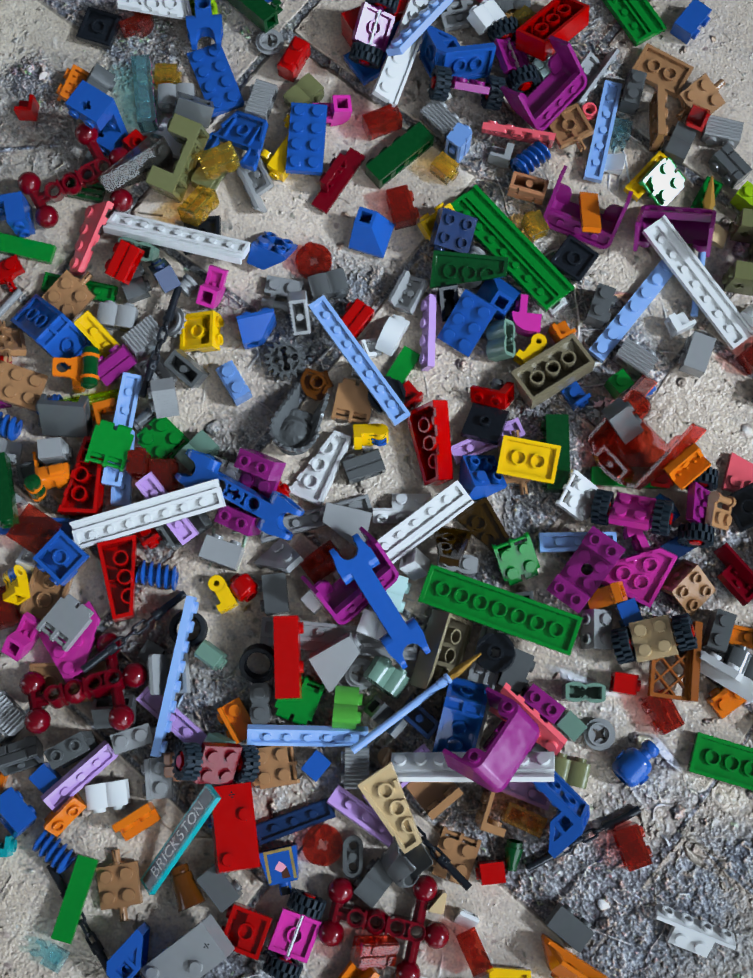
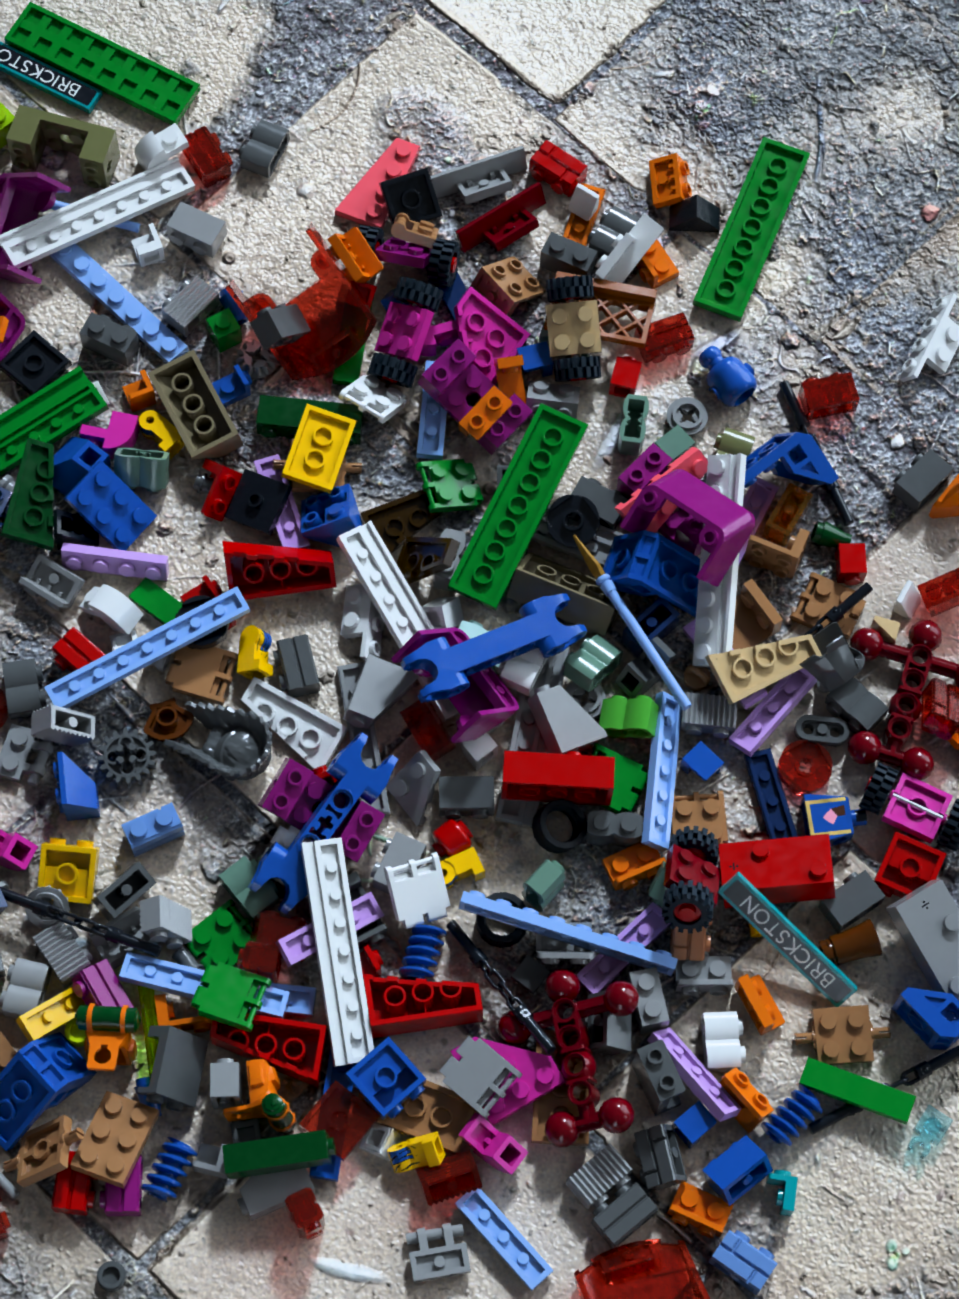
camera: 85 degrees left, 10 degrees down
(198, 566) = (418, 891): none -> white plate
(570, 577) = (485, 413): none -> orange bracket

